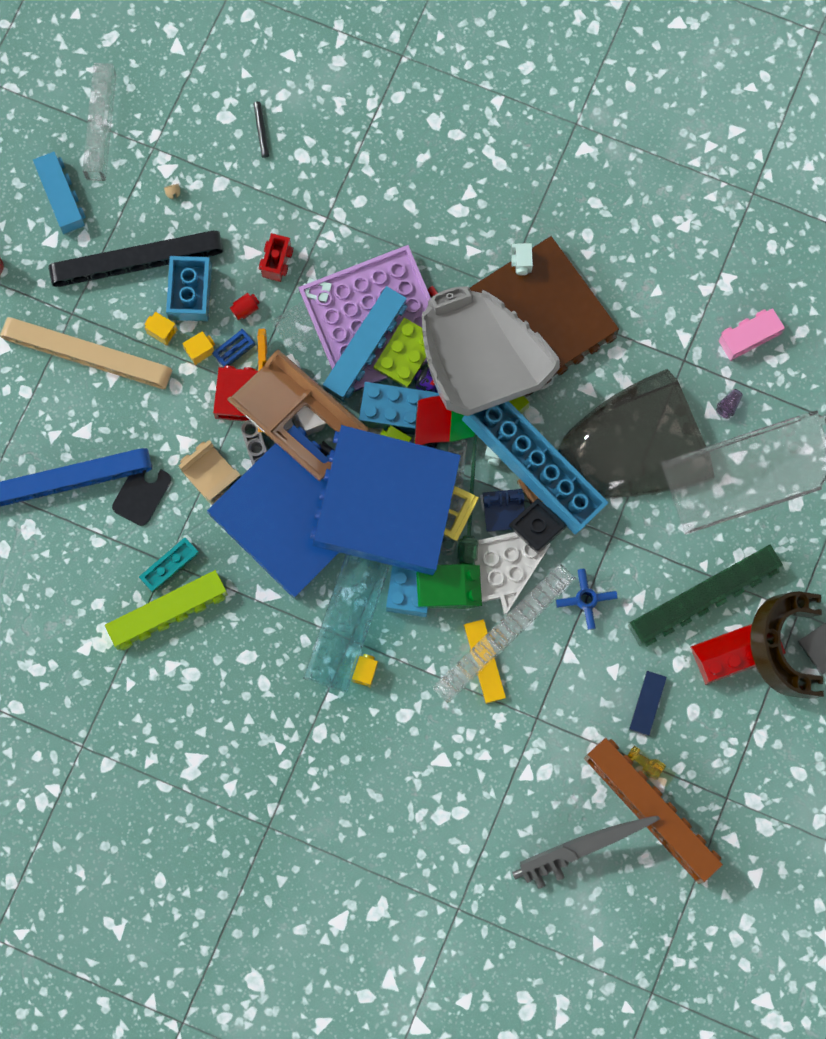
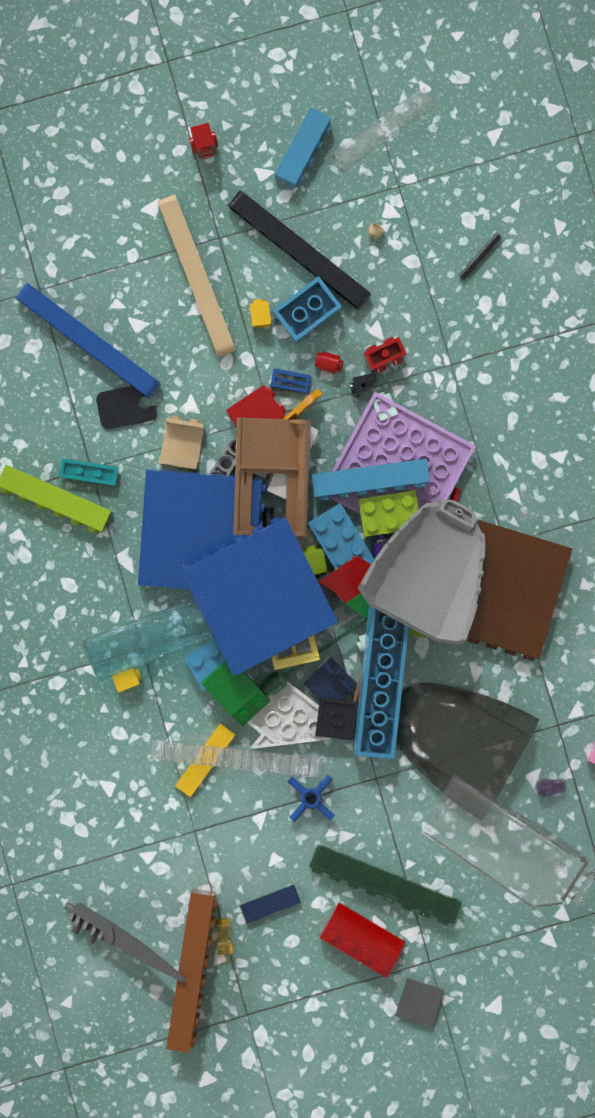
camera: 50 degrees right, 10 degrees up
(199, 347) = (269, 356): yellow brick -> none
(282, 291) = (365, 381): none -> black bracket
(522, 258) = (533, 543): light aqua brick -> none
(767, 645) = (383, 956): dark brown piece -> none

